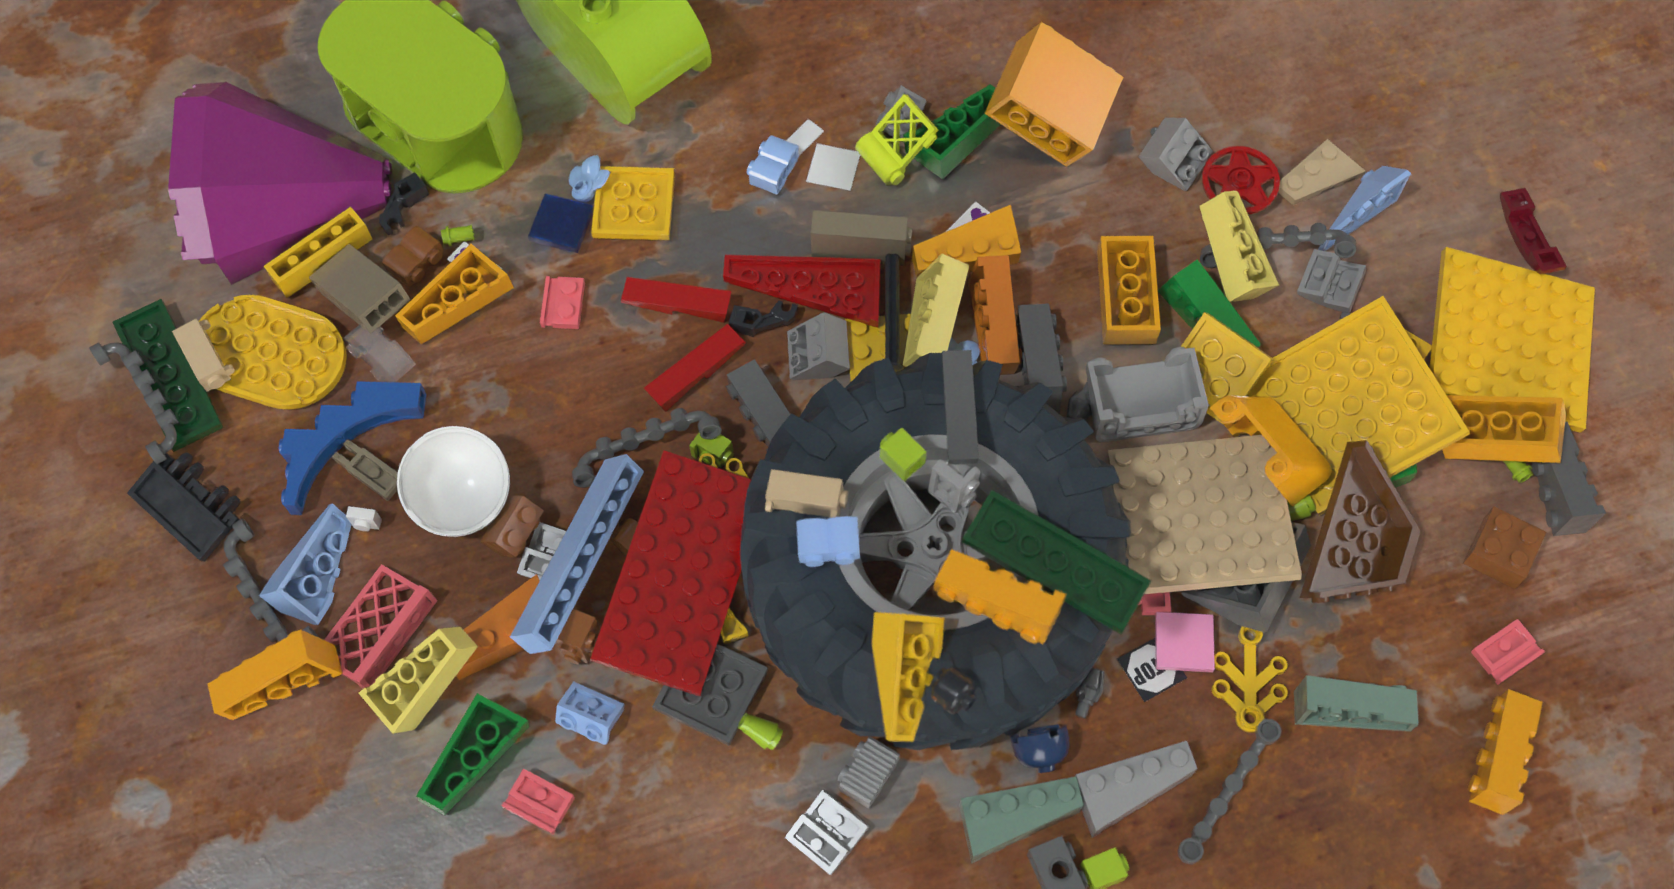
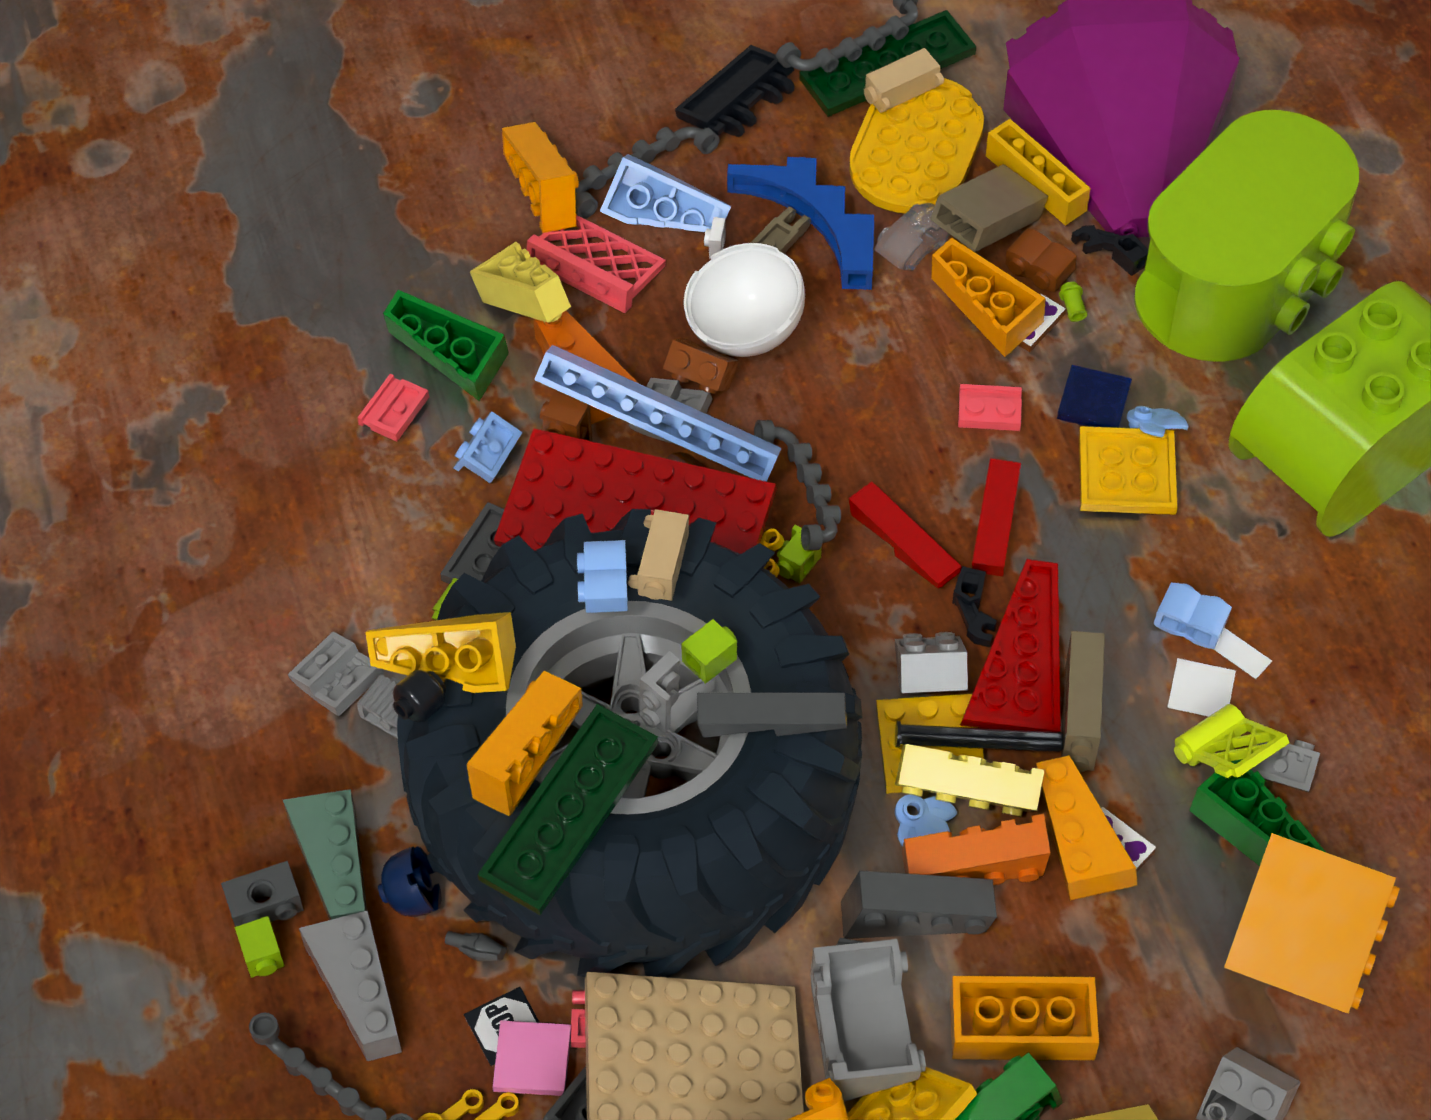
camera: 90 degrees right, 10 degrees down
(757, 400) = (861, 600): dark grey brick -> none

